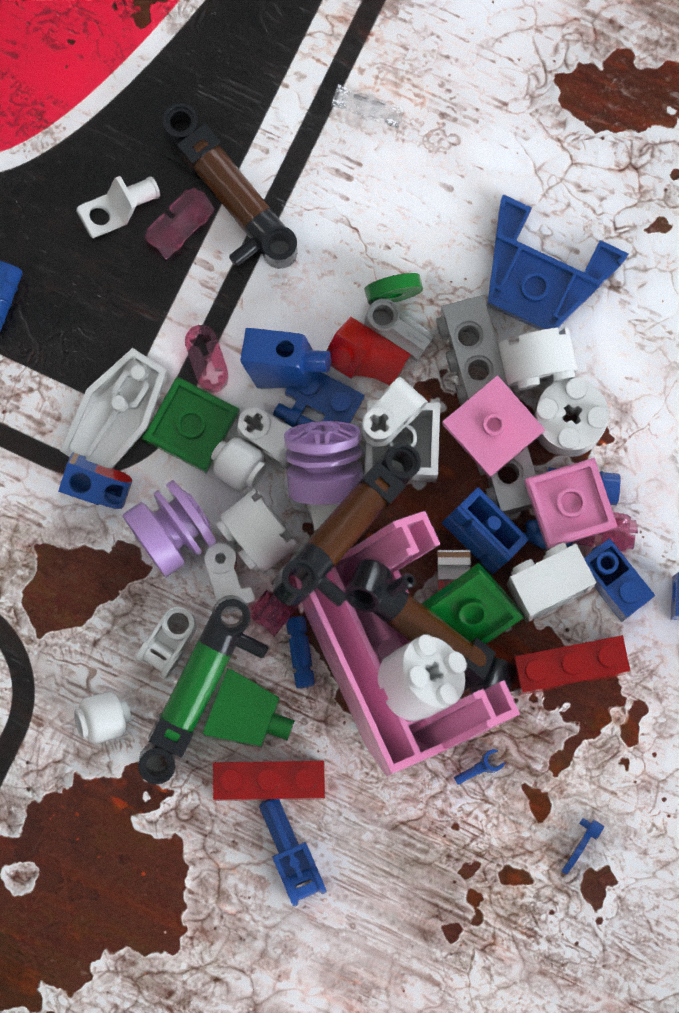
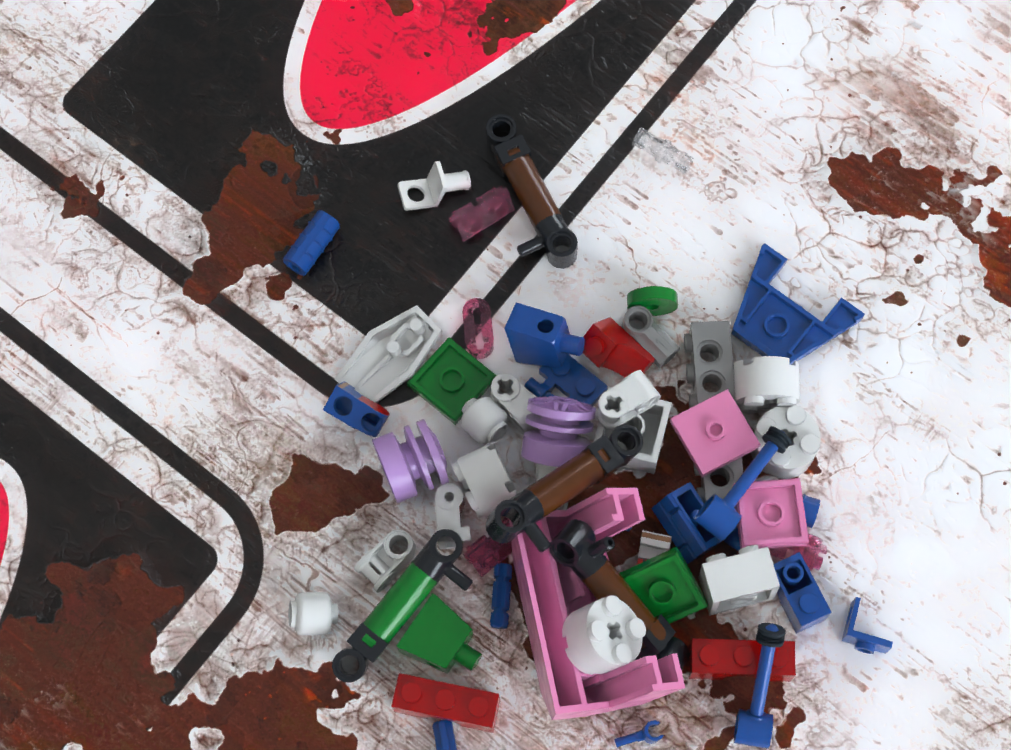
camera: 20 degrees right, 10 degrees down
(516, 518) = (719, 514): none -> blue piece
(597, 731) = (753, 725): none -> blue piece

